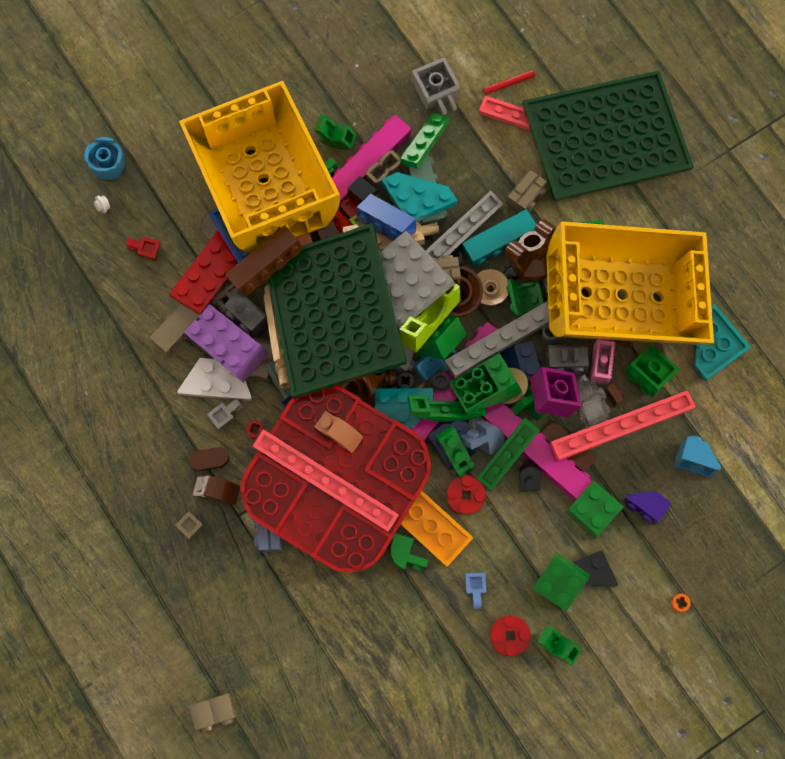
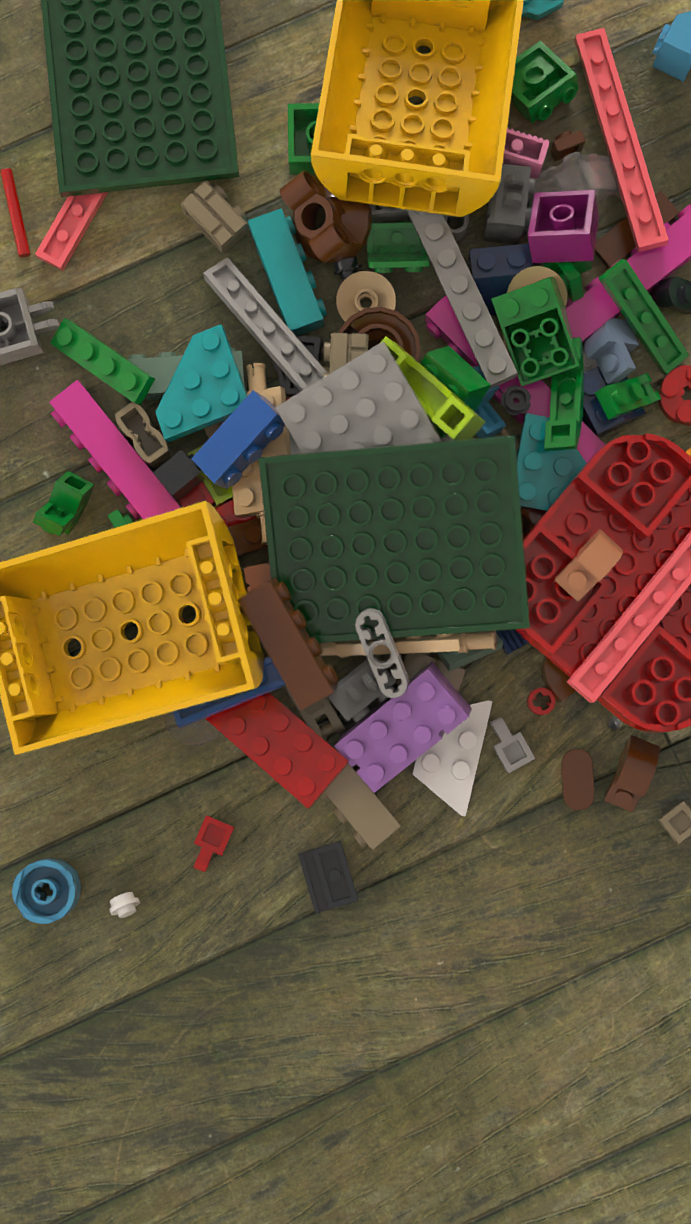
camera: 80 degrees left, 10 degrees up
(131, 317) = (328, 877): none -> black plate
(276, 303) = (365, 634): none -> light grey beam

